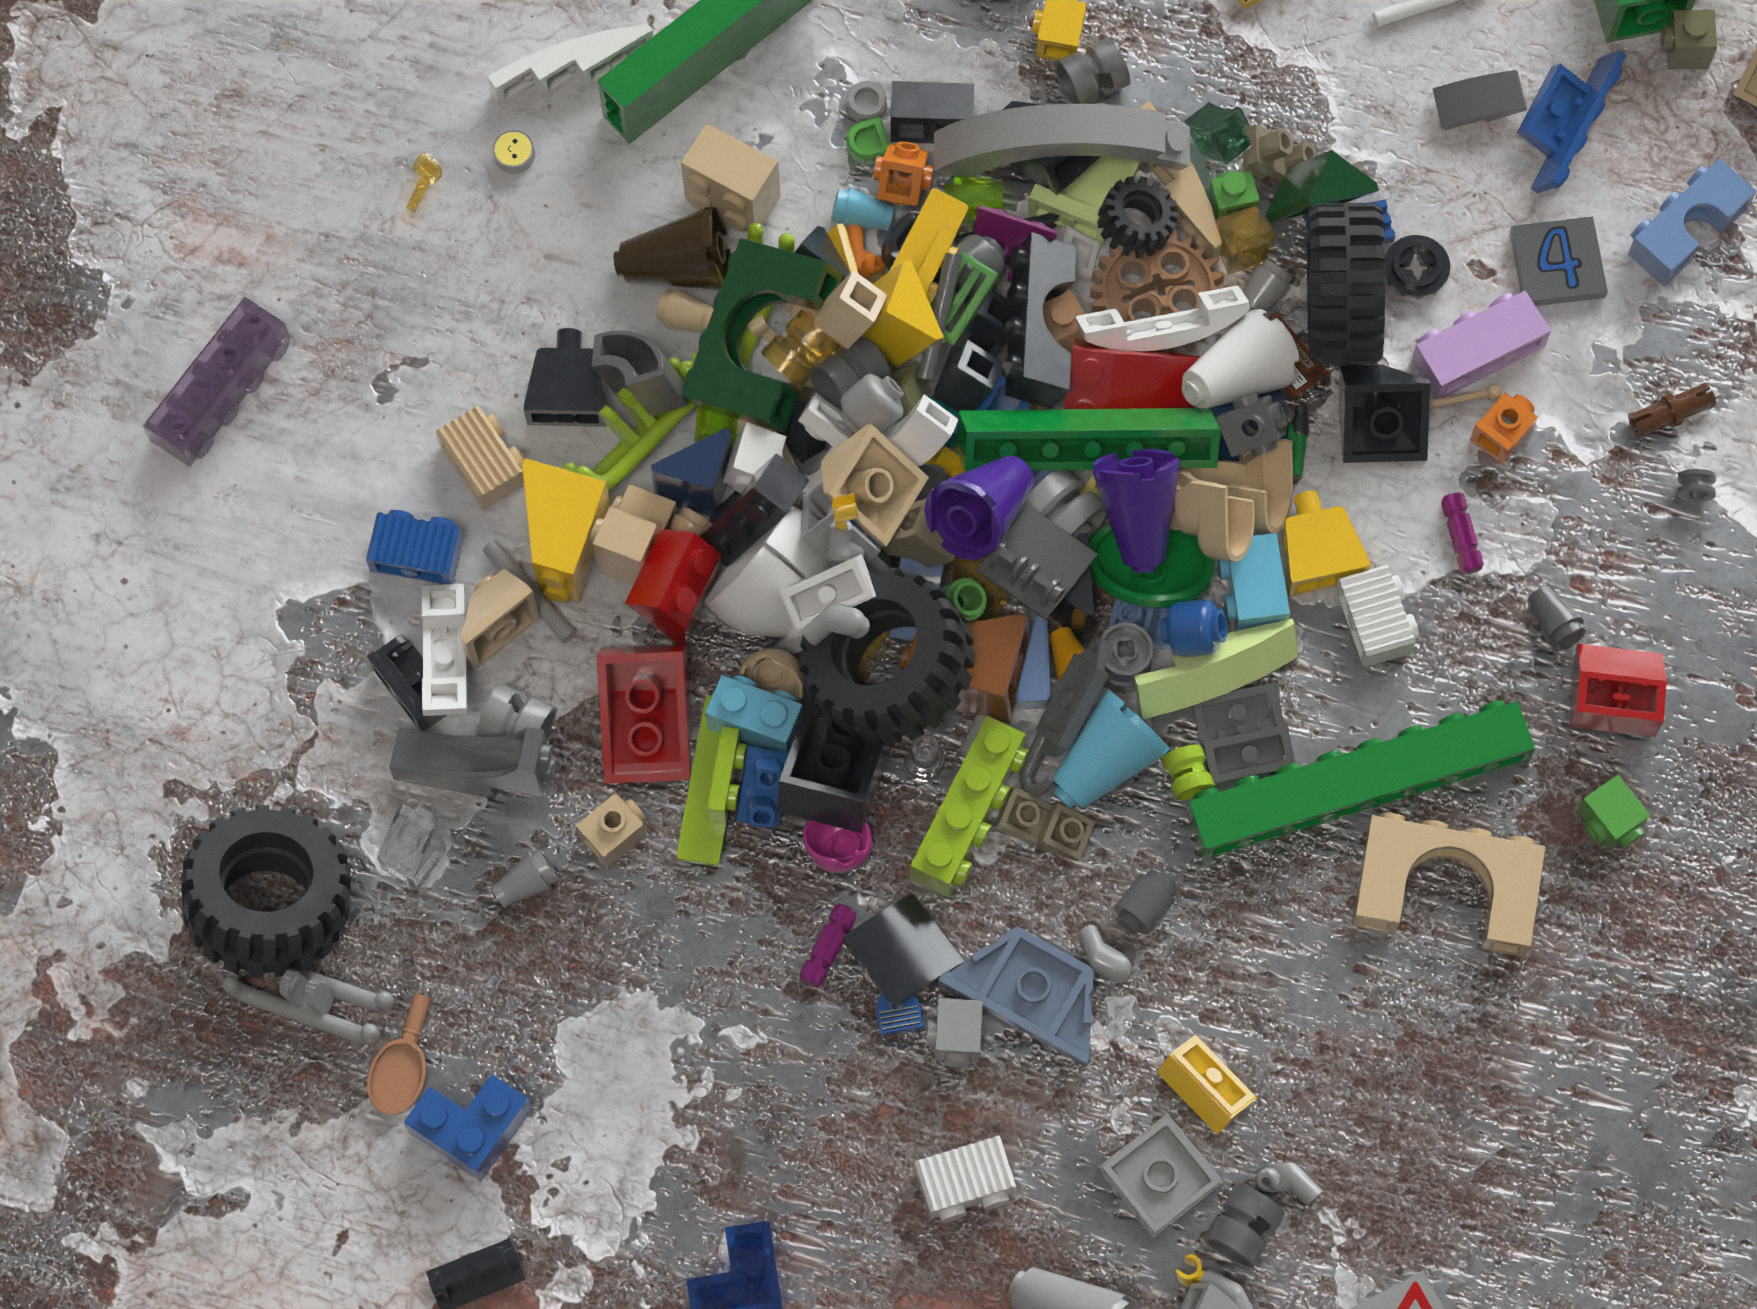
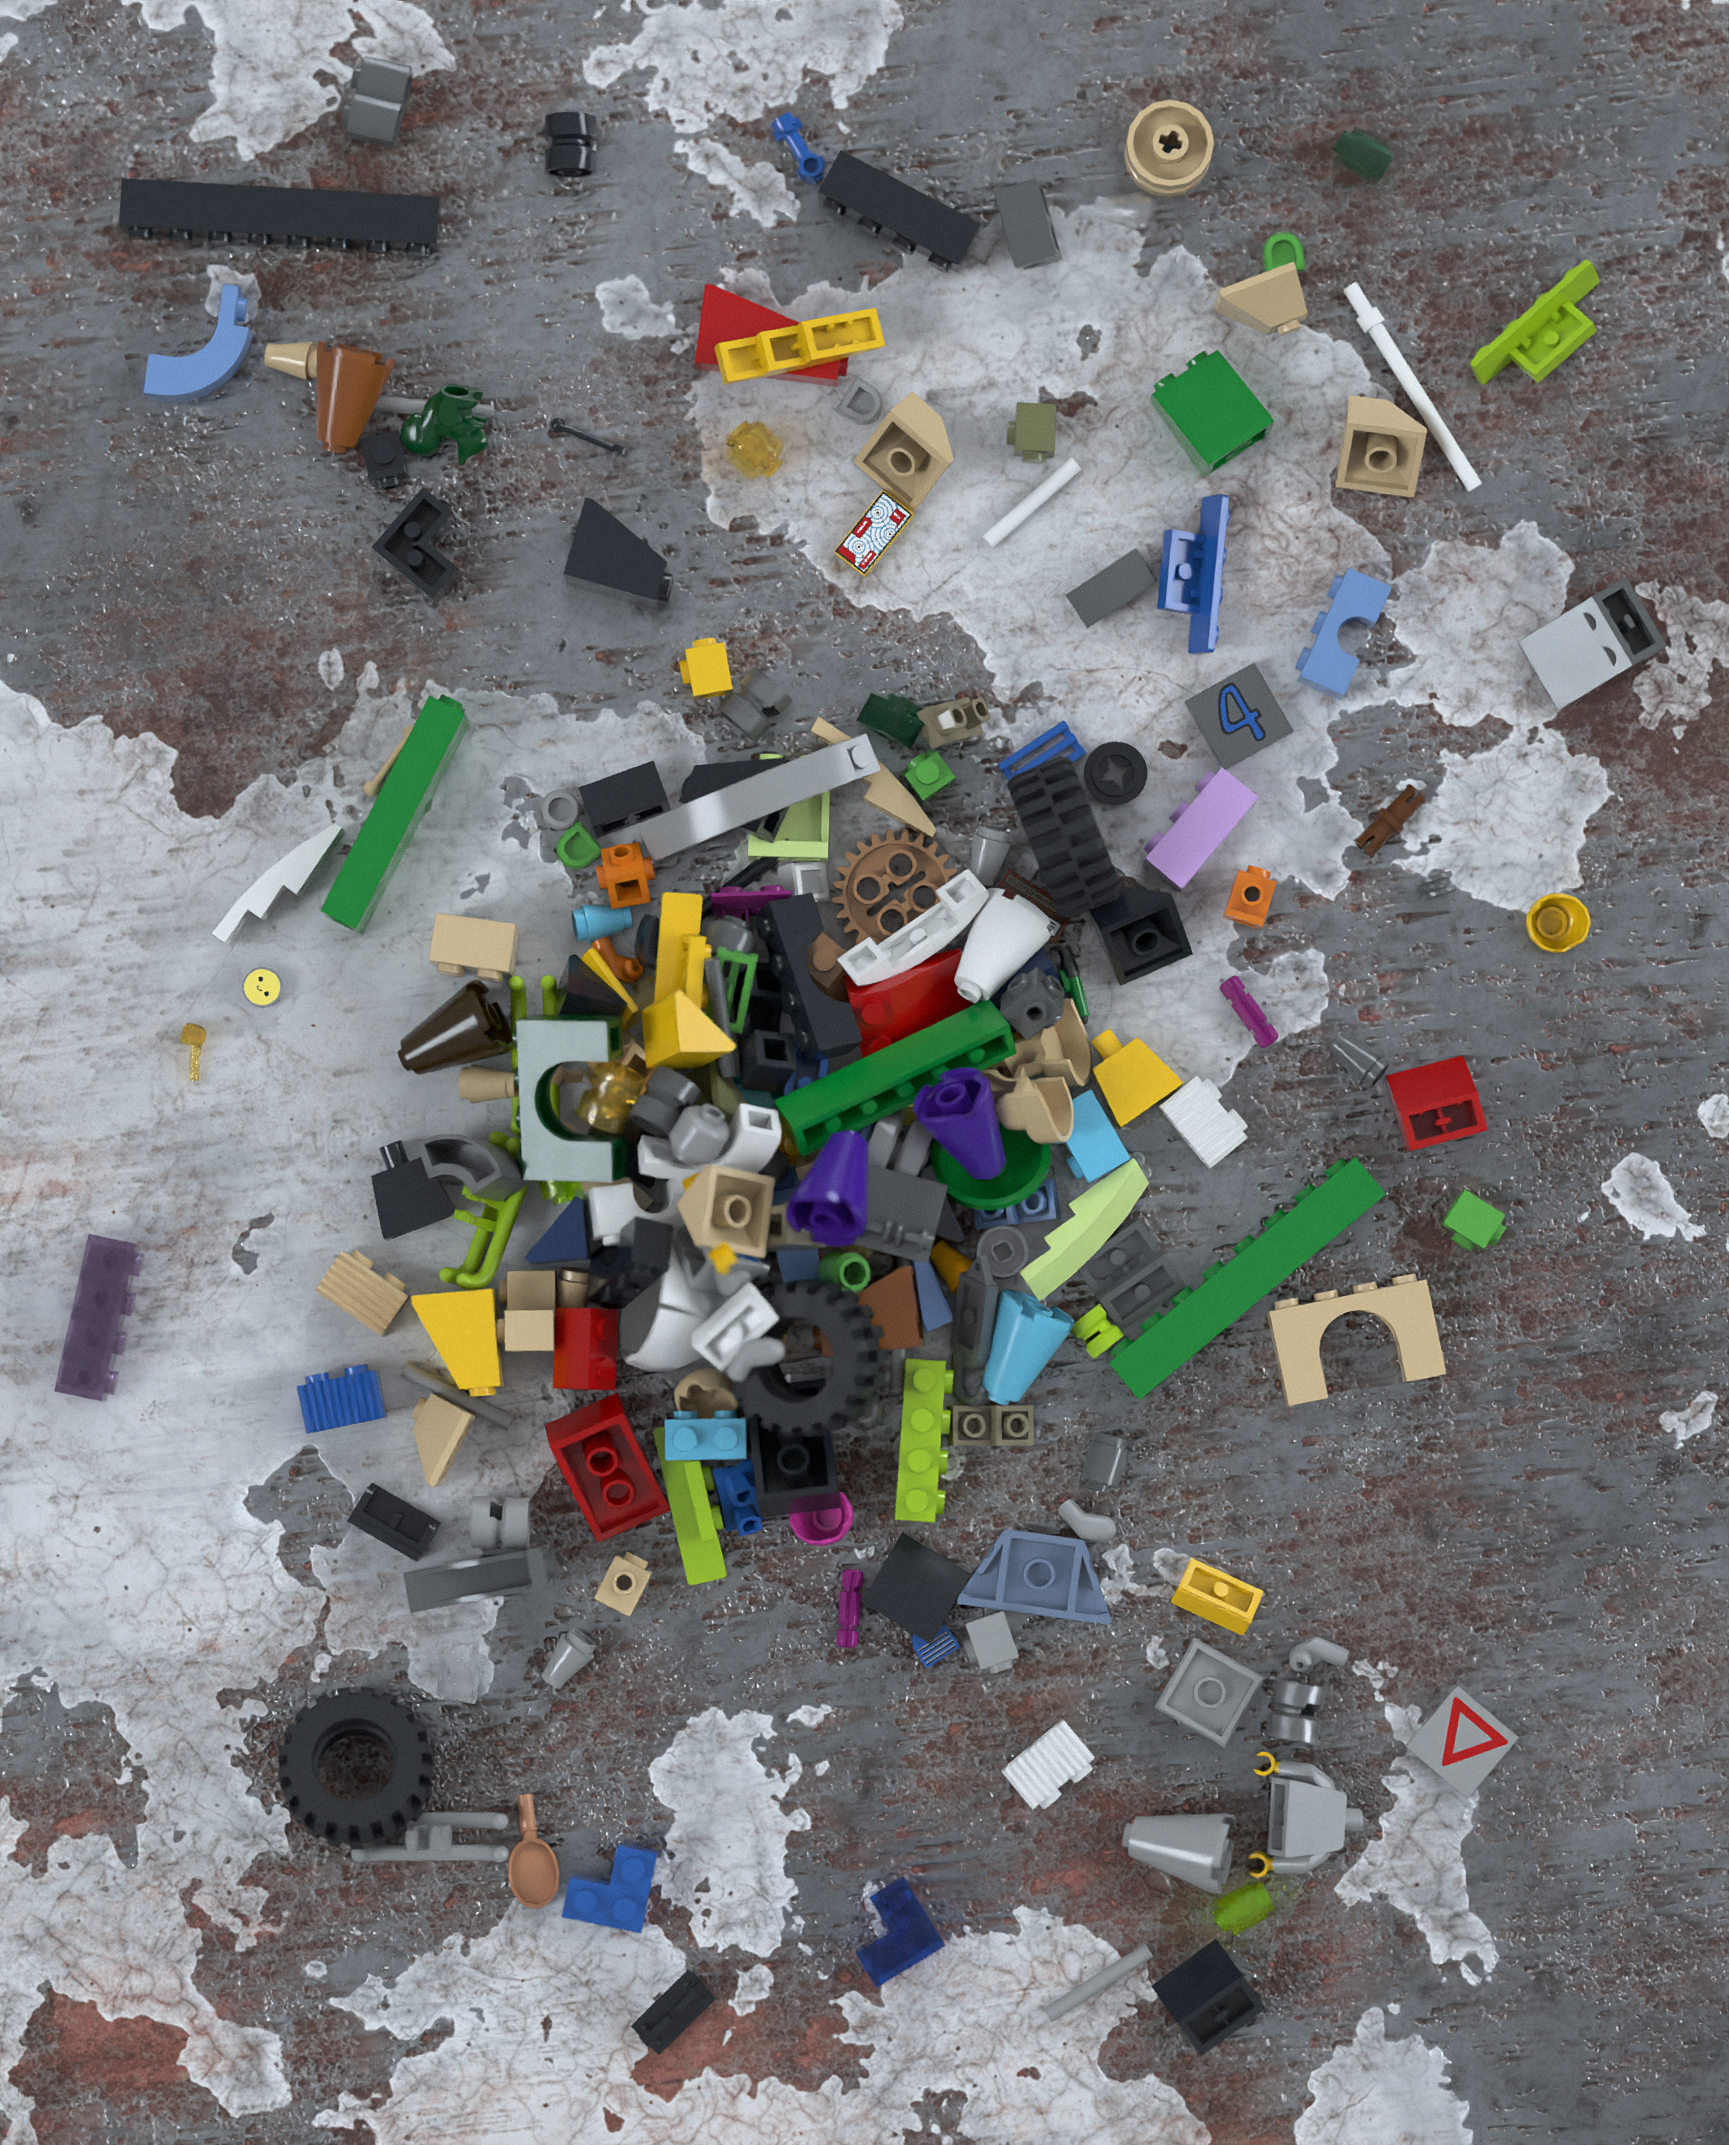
camera: 25 degrees left, 15 degrees up
(443, 654) = (409, 1488): white slope -> none
(850, 309) = (645, 1056): tan brick -> none
(976, 192) = (696, 867): clear neon green brick -> none
(1145, 199) = (848, 861): black tyre -> none
(1194, 628) = (1054, 1209): blue head -> none
(1244, 239) = (954, 813): clear yellow brick -> none
(1318, 181) = (1002, 750): dark green slope -> none
(1492, 392) = (1226, 866): tan hinge -> none
(1690, 39) = (1278, 454): olive brick -> none

